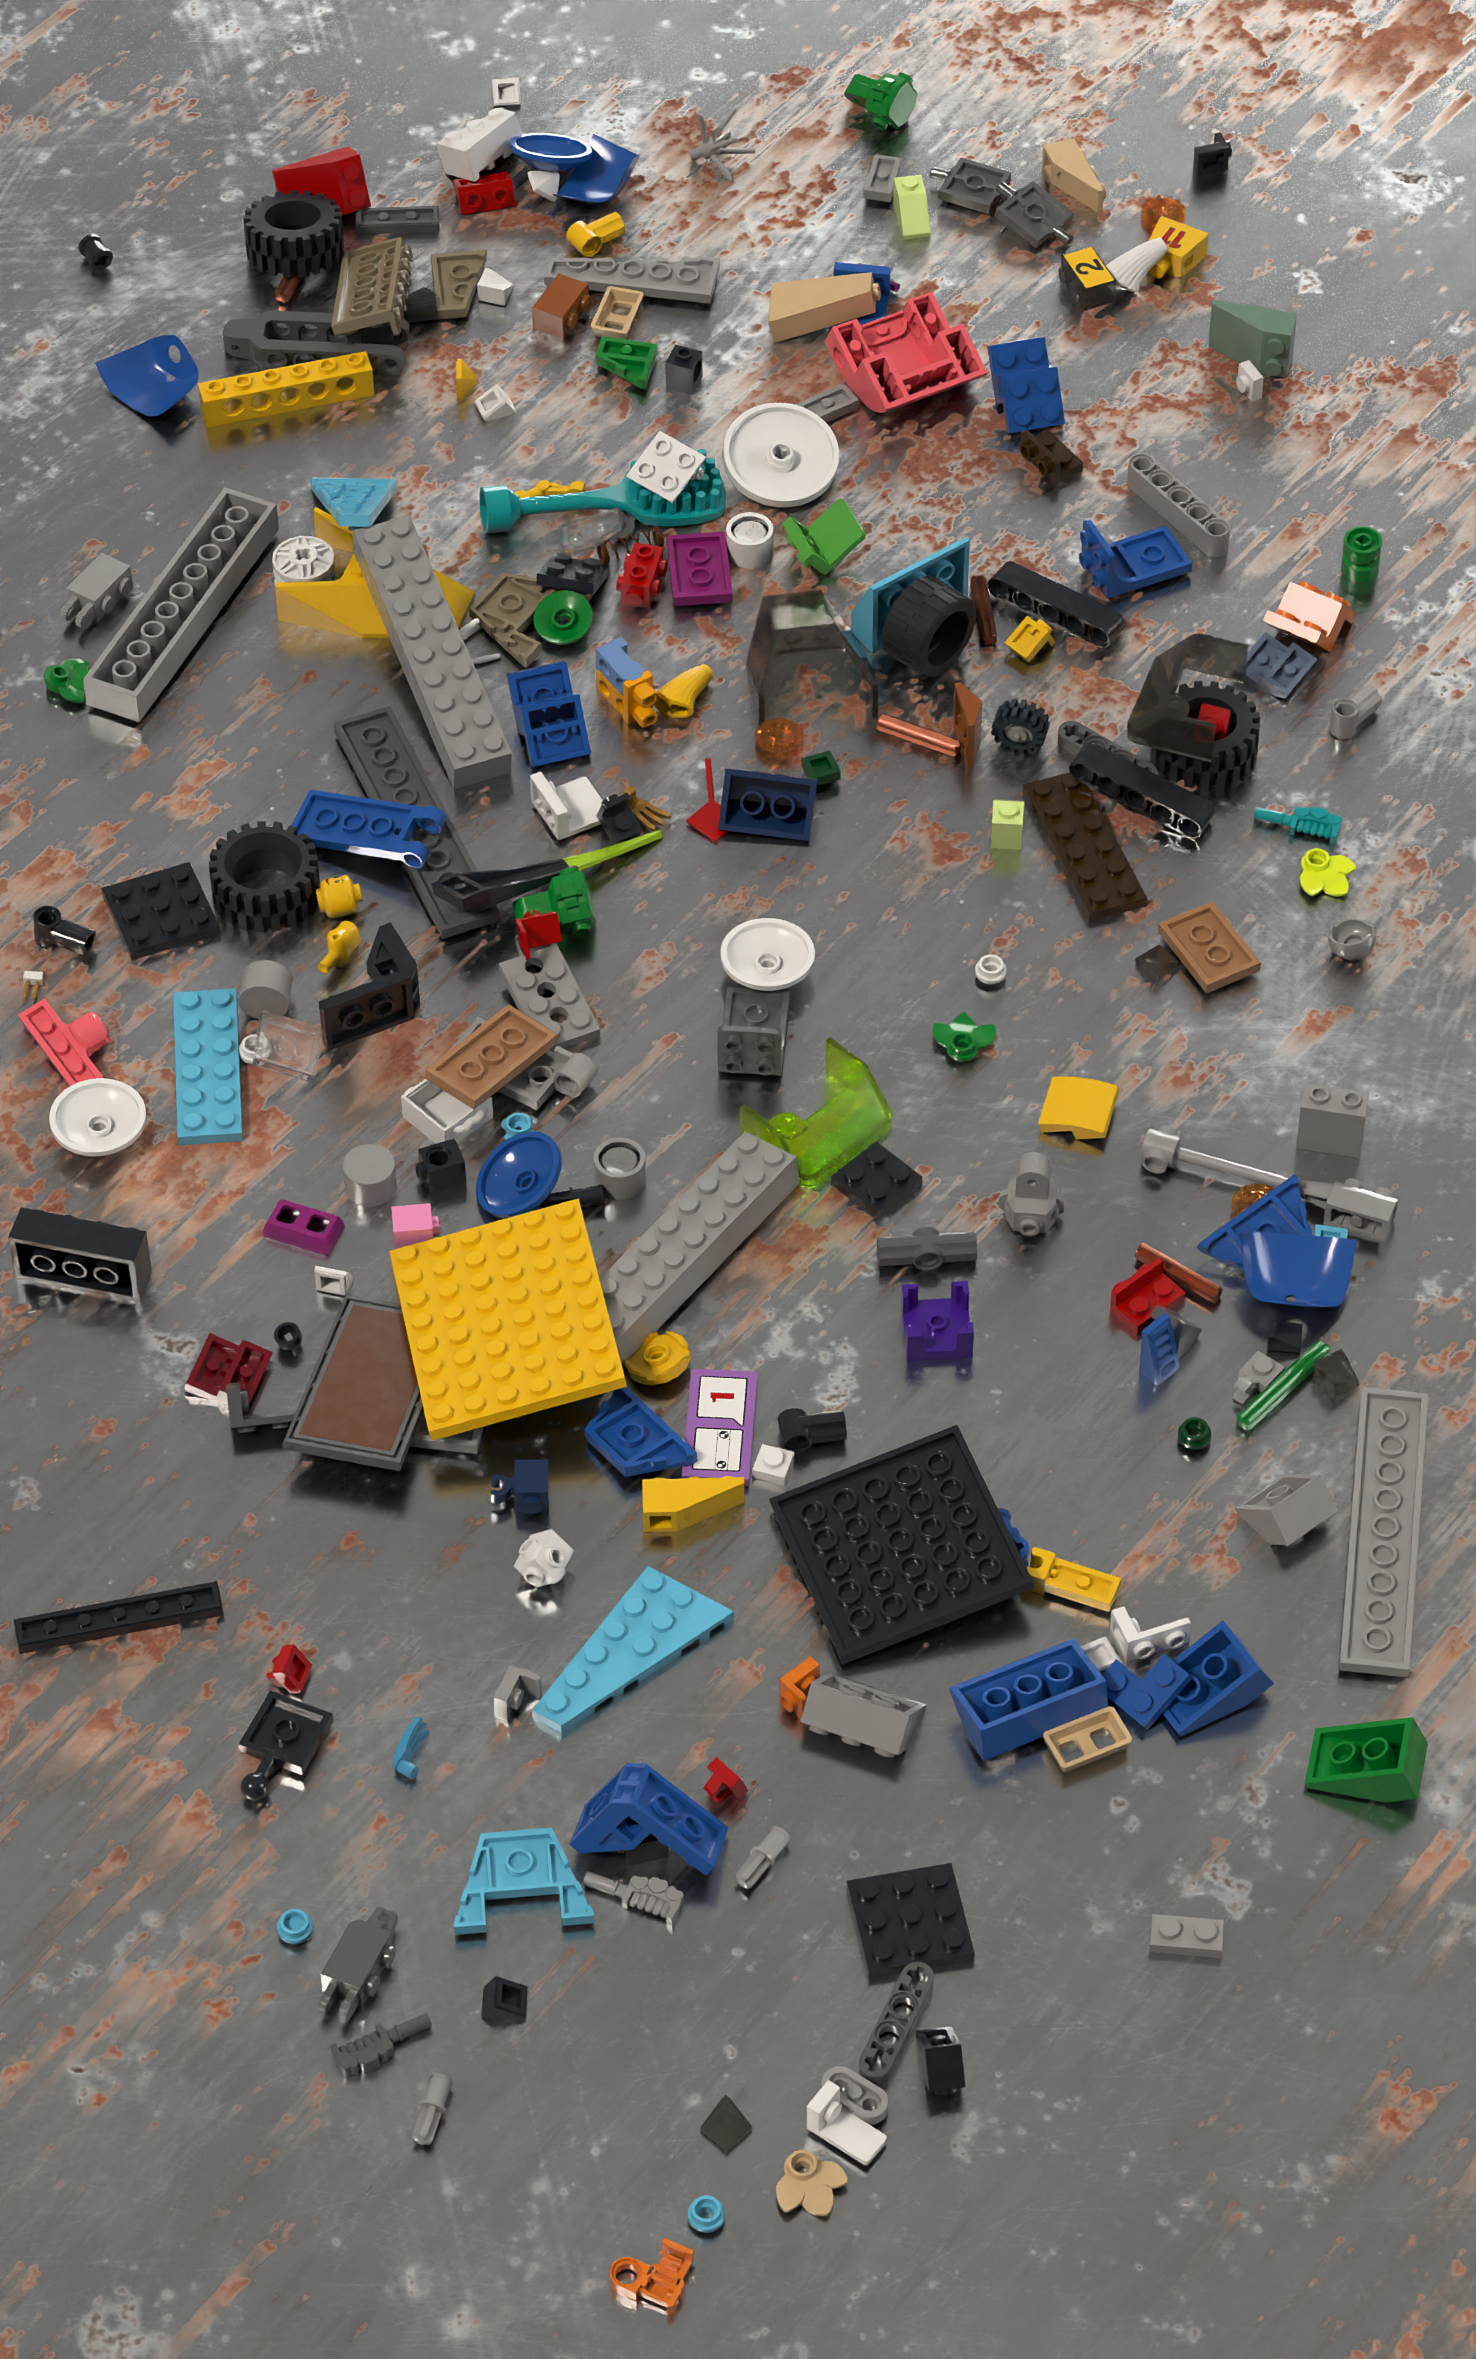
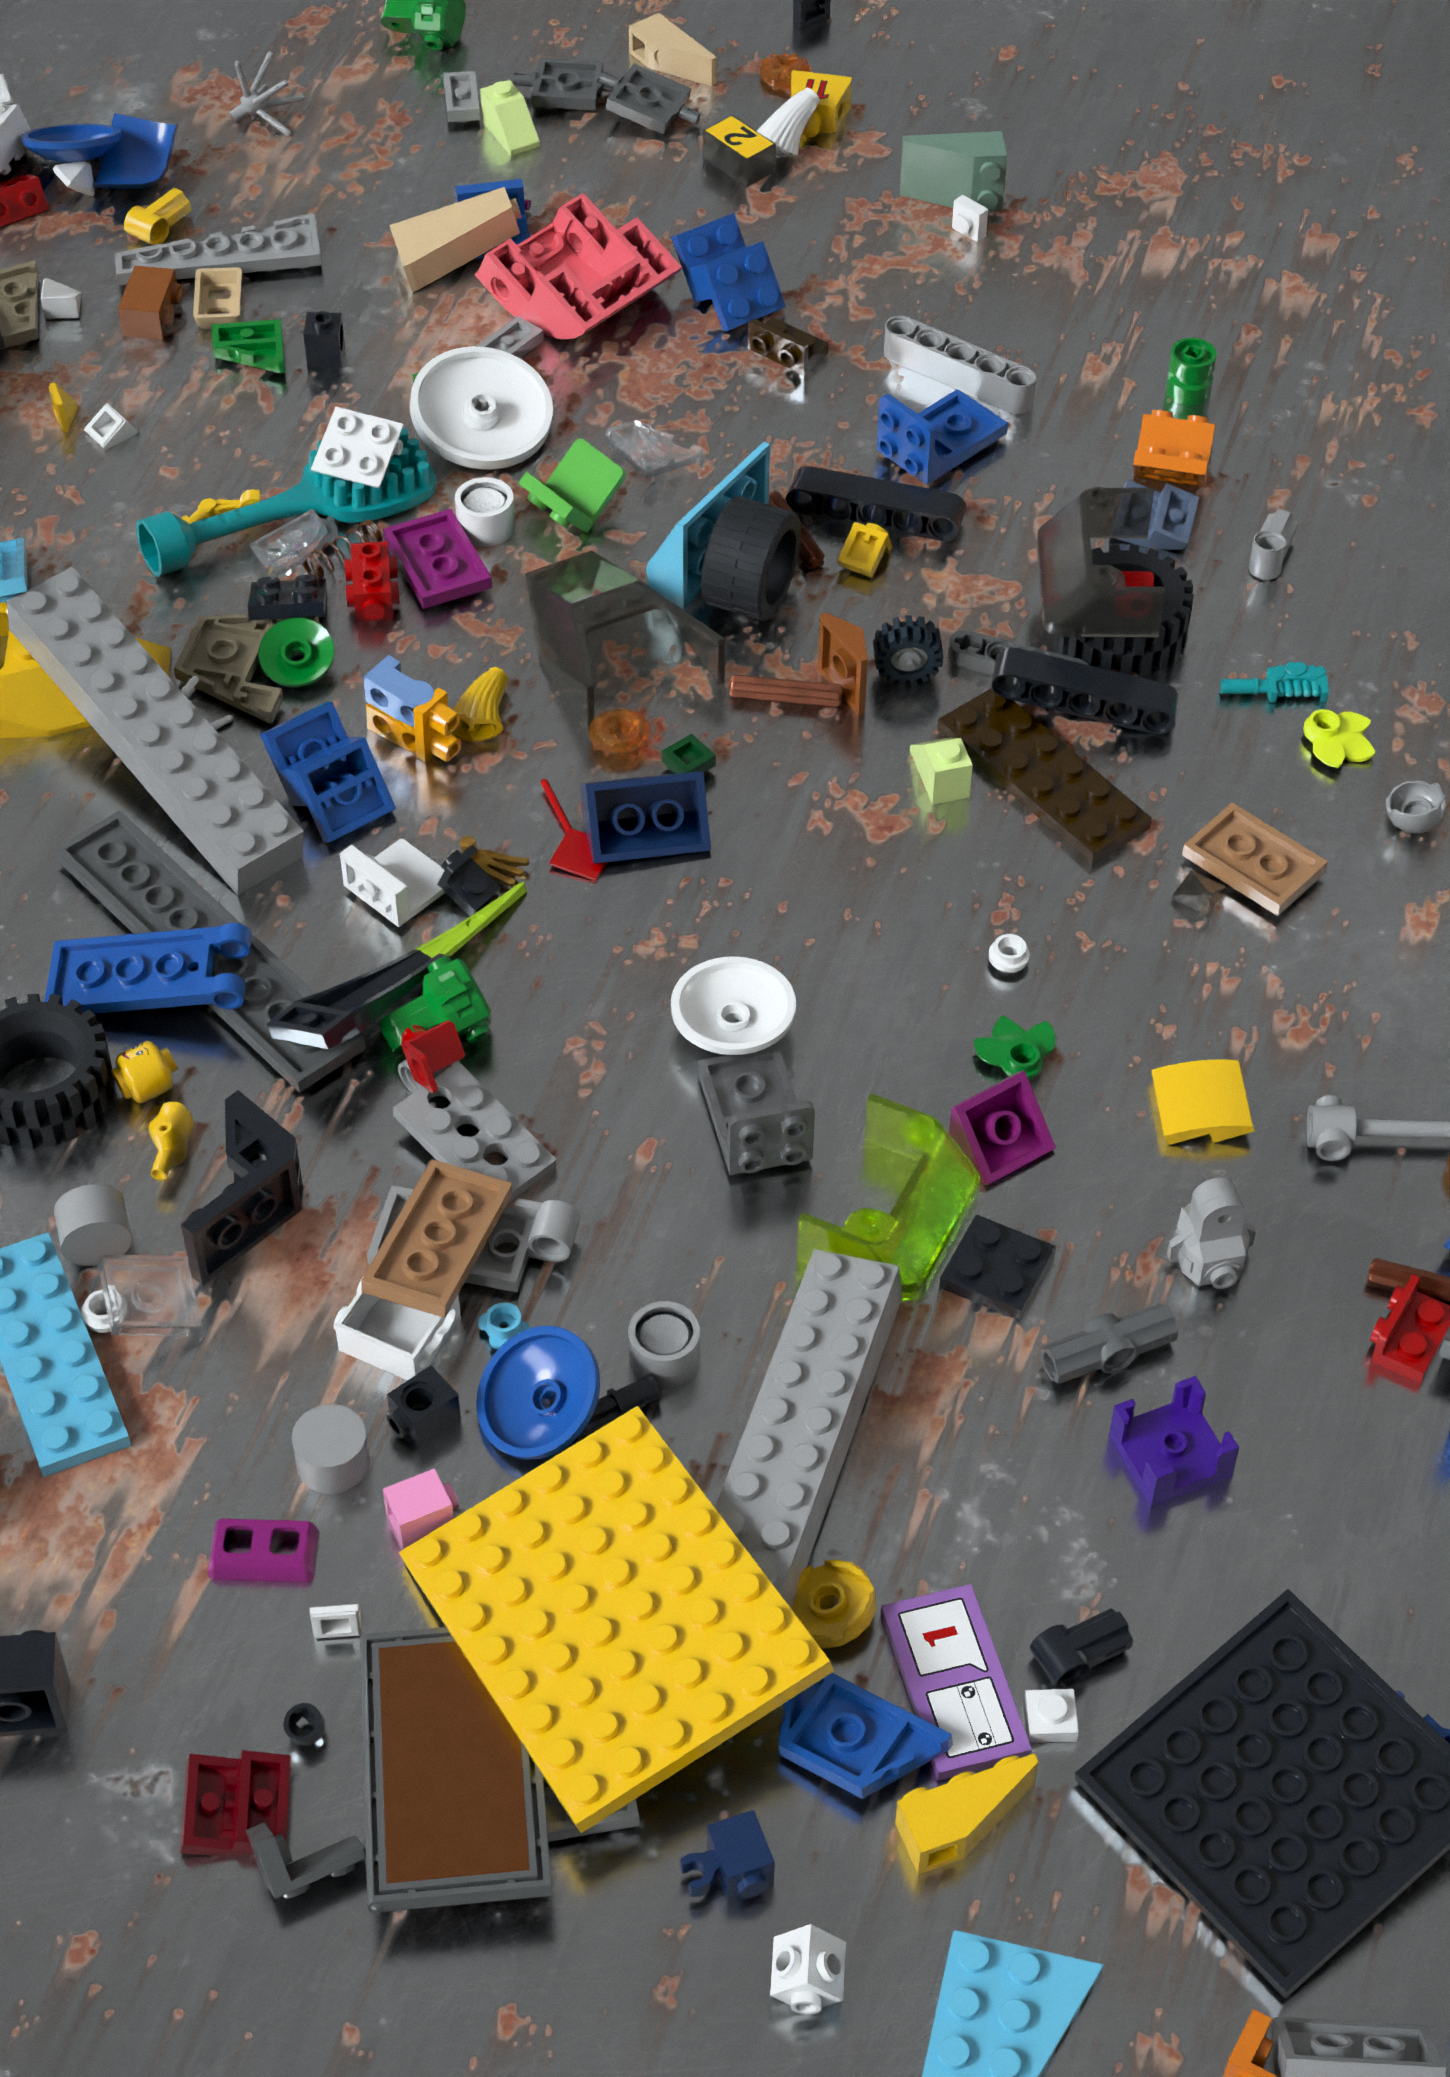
camera: 20 degrees left, 0 degrees up
(901, 519) = (650, 450): none -> clear wing
(920, 1087) = (1001, 1128): none -> magenta slope

